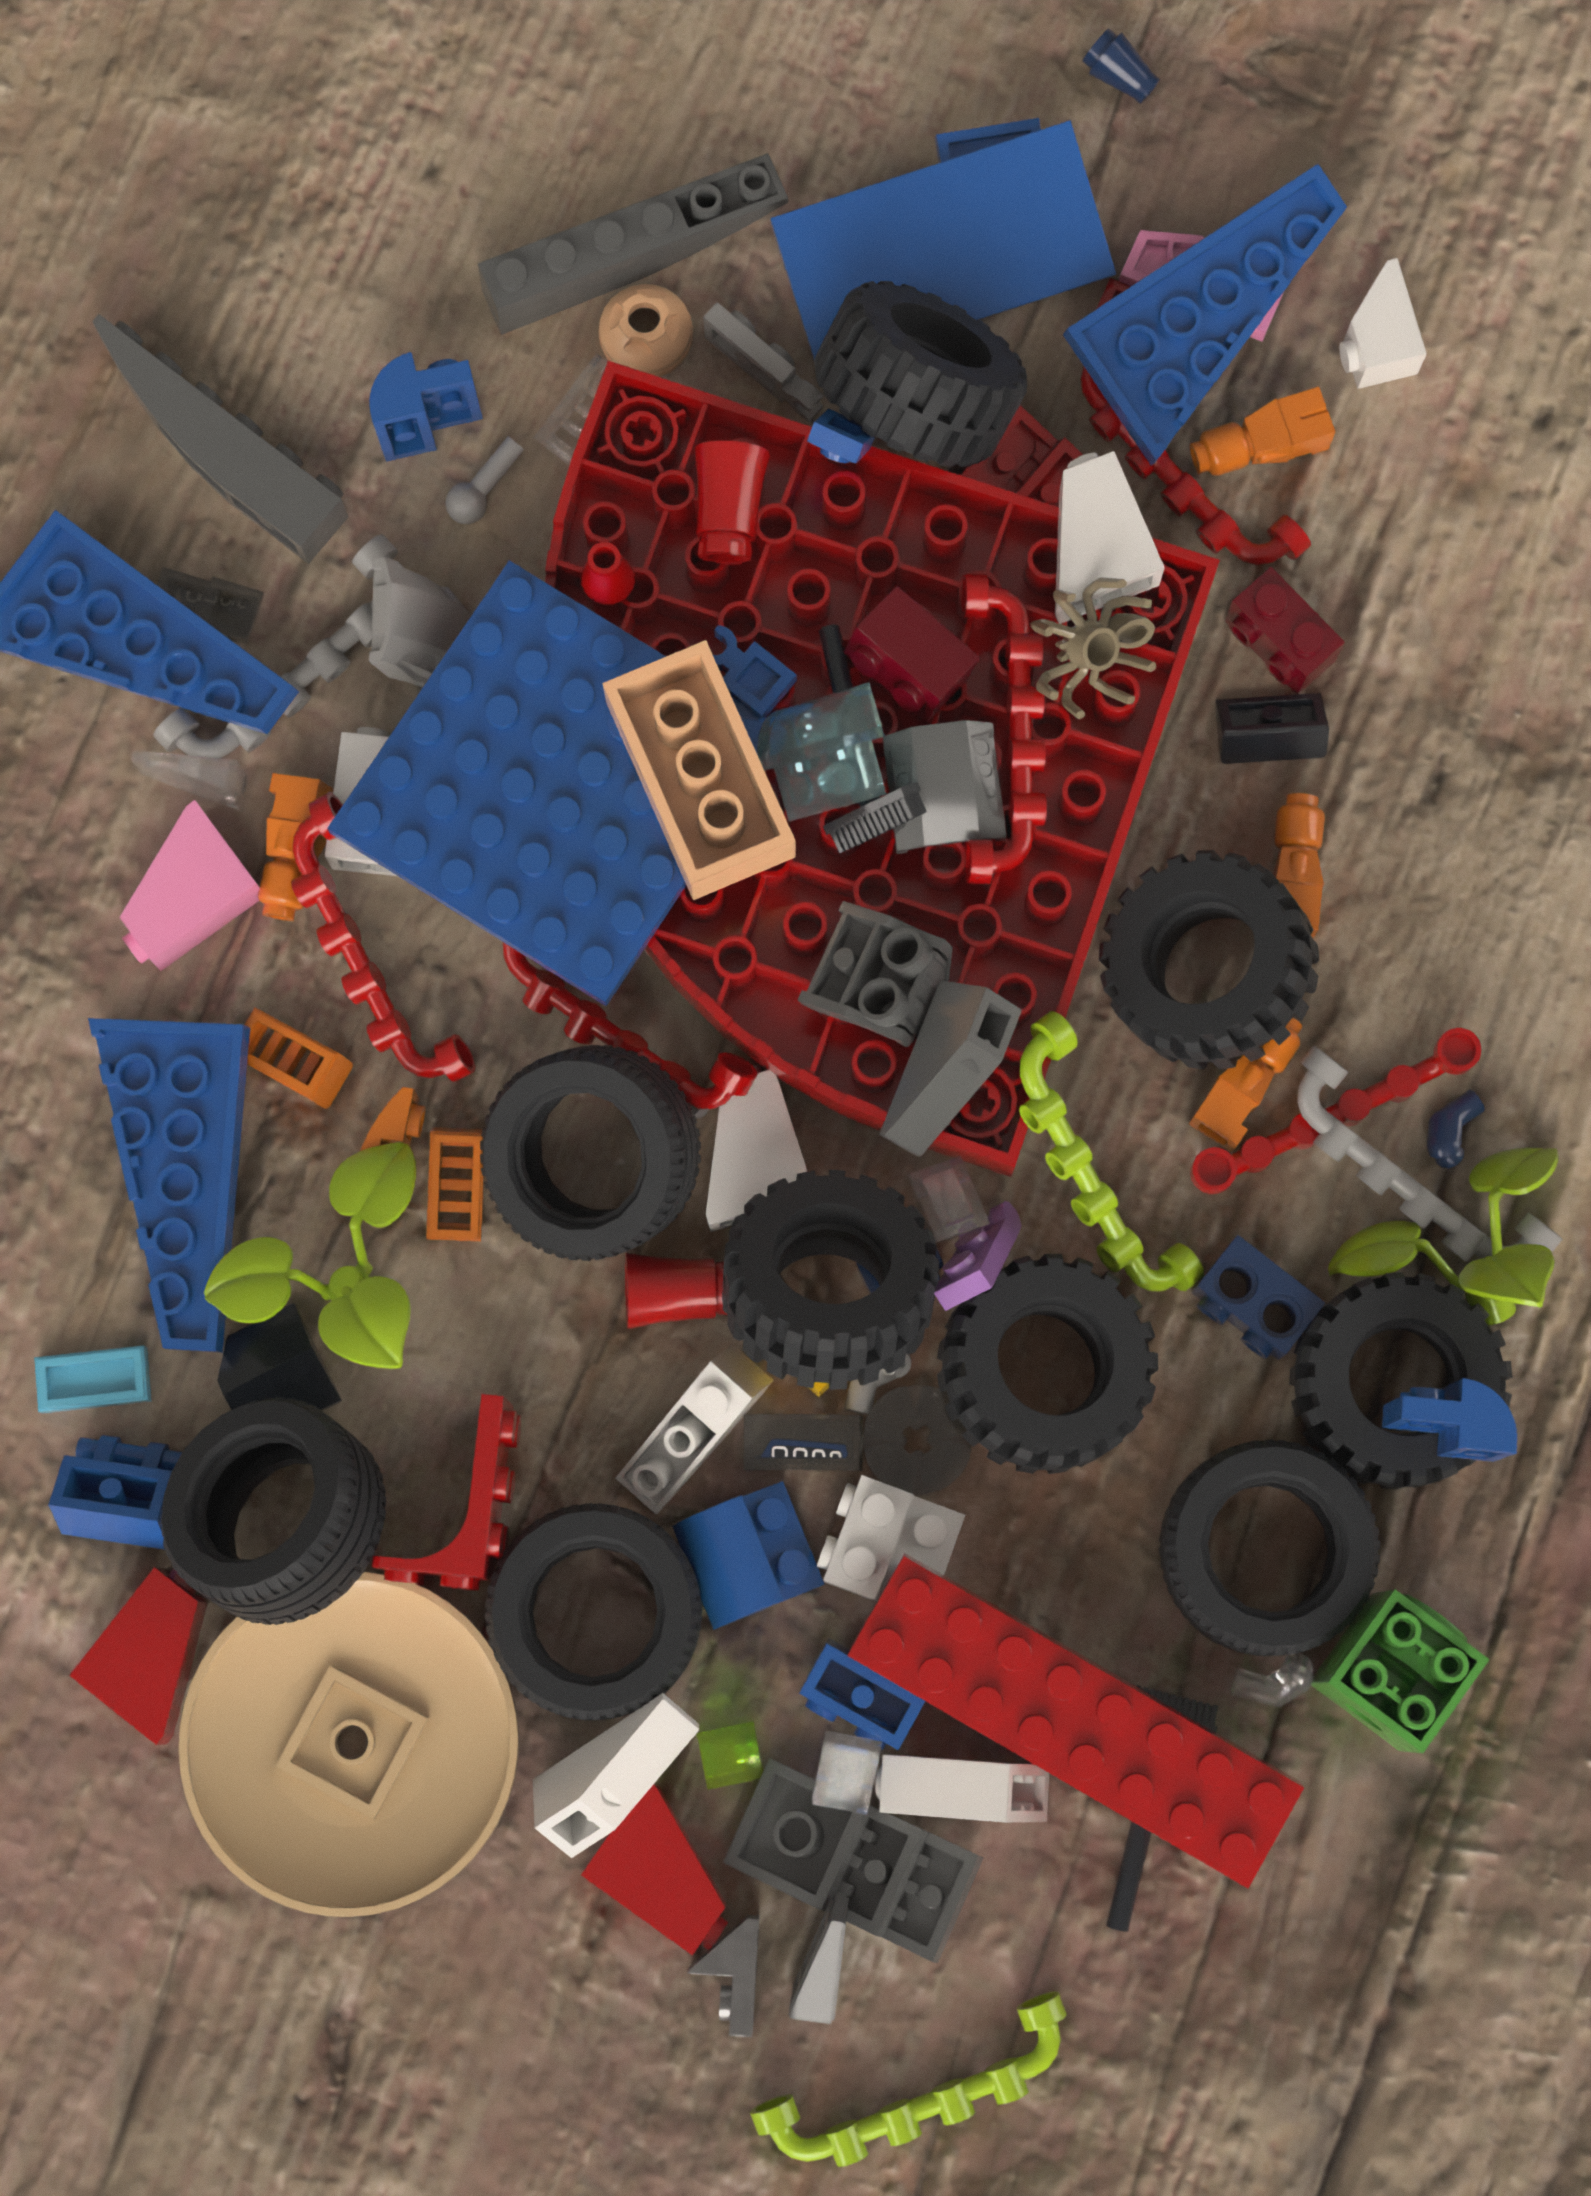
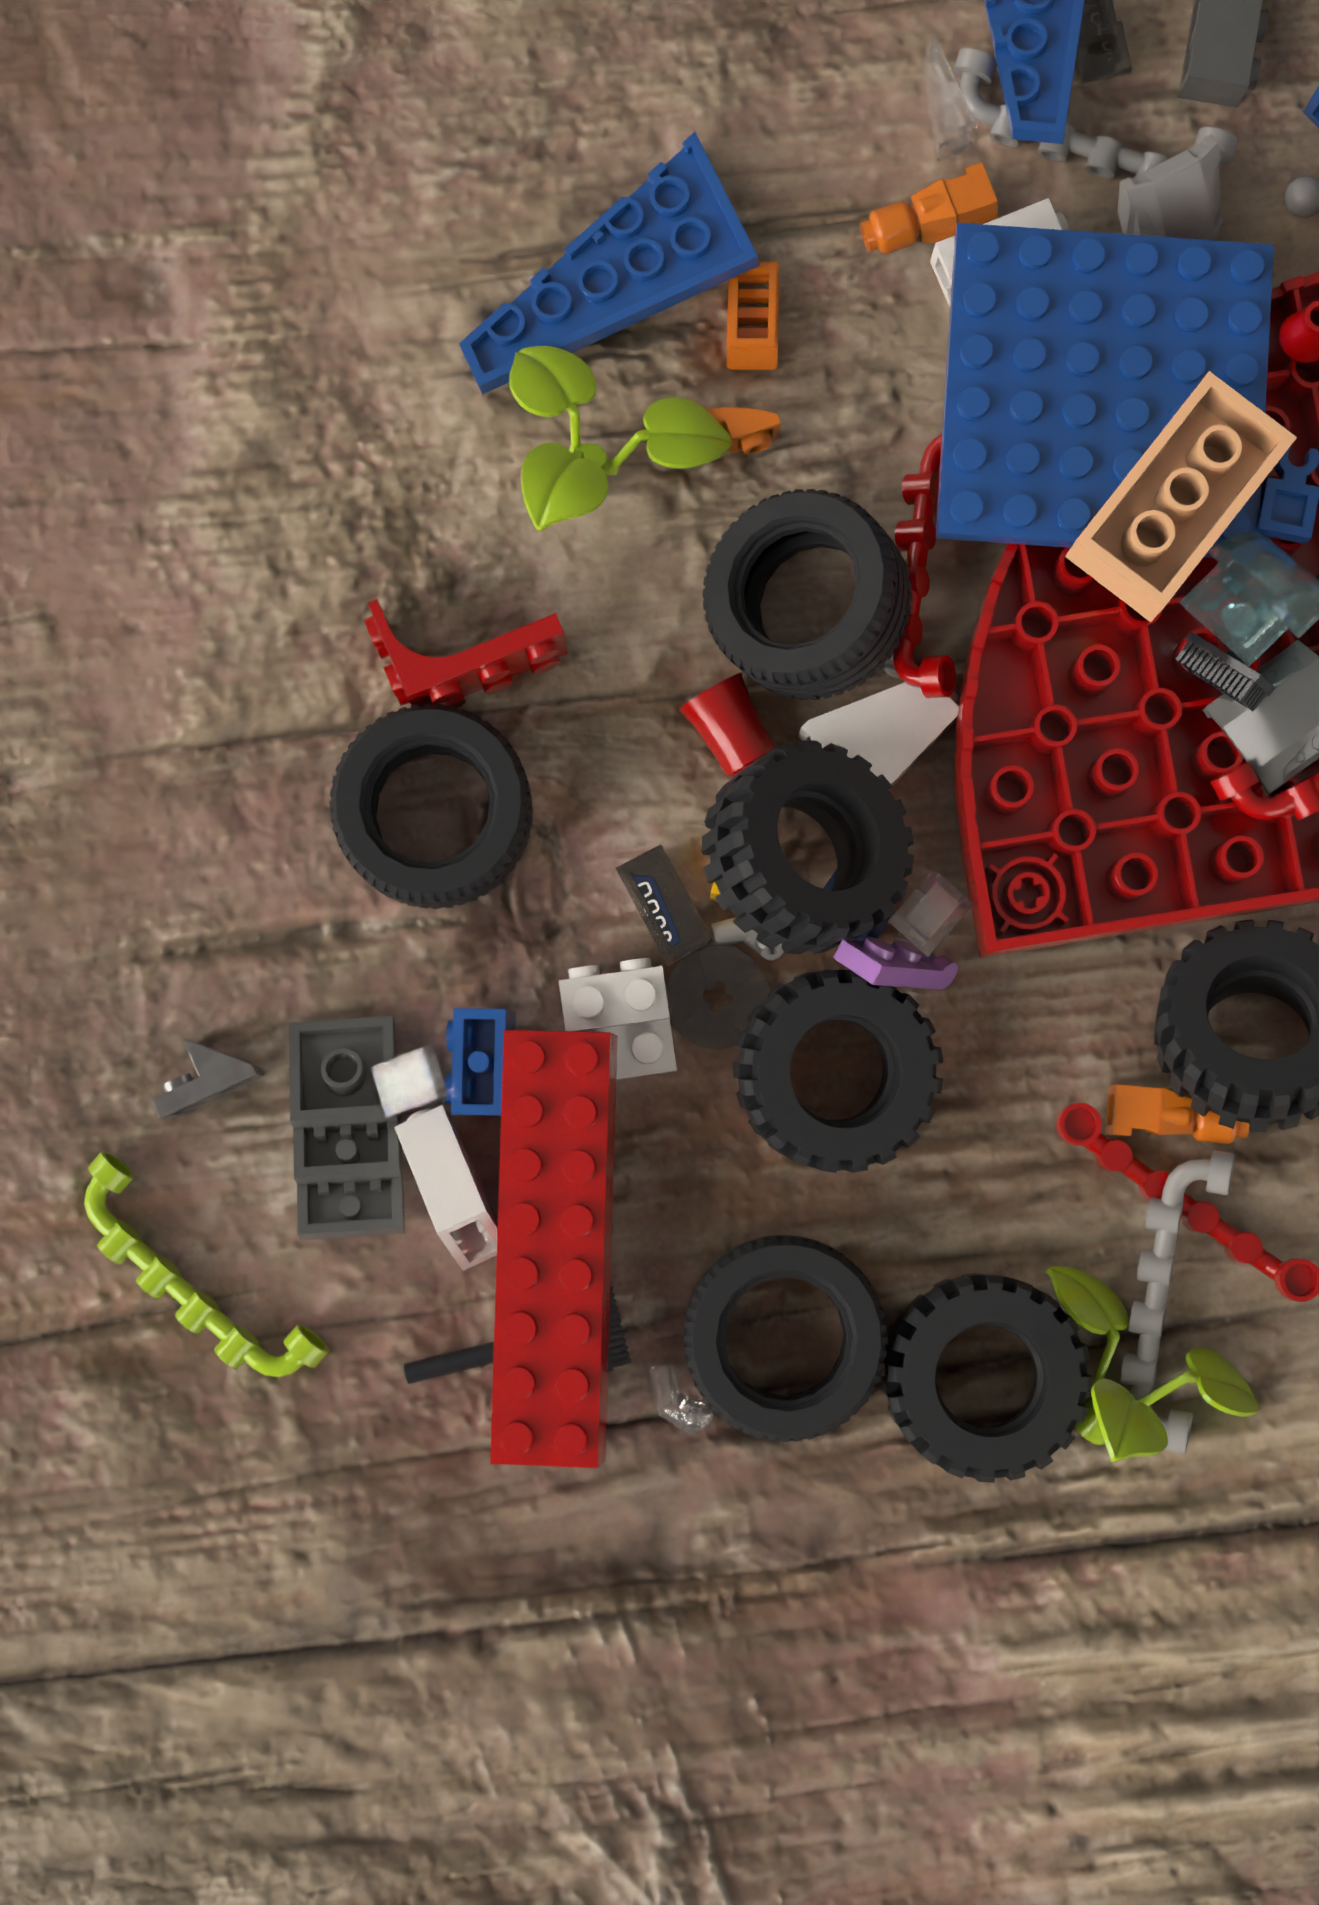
camera: 60 degrees right, 5 degrees up
(92, 1379) = (405, 304): medium azure tile -> none
(113, 1491) = (316, 376): blue brick -> none
(147, 1655) = (208, 470): red slope -> none
(186, 892) = (844, 151): bright pink slope -> none
(217, 1479) = (380, 445): black tyre -> none
(274, 1362) = (486, 445): black slope -> none
(333, 1828) = (161, 625): tan dish -> none
(365, 979) = (850, 337): red bar -> none
(451, 1230) = (733, 480): orange slope -> none
(608, 1776) = (306, 890): white slope -> none
(659, 1875) = (252, 974): red slope -> none
(694, 1427) = (628, 808): white slope -> none
(730, 1755) = (376, 981): clear neon green brick -> none
(748, 1554) = (548, 909): blue brick -> none
(817, 1981) = (236, 1150): slope -> none
(879, 974) = (1089, 750): dark grey slope -> none
(950, 1061) = (1045, 847): dark grey slope -> none
(1072, 1157) = (1023, 997): lime bar -> none
(1265, 1286) = (1004, 1222): dark blue brick -> none
(1400, 1670) = (742, 1500): bright green brick -> none
(1445, 1128) = (1225, 1307): dark blue arm -> none
(1465, 1414) = (984, 1443): blue brick -> none

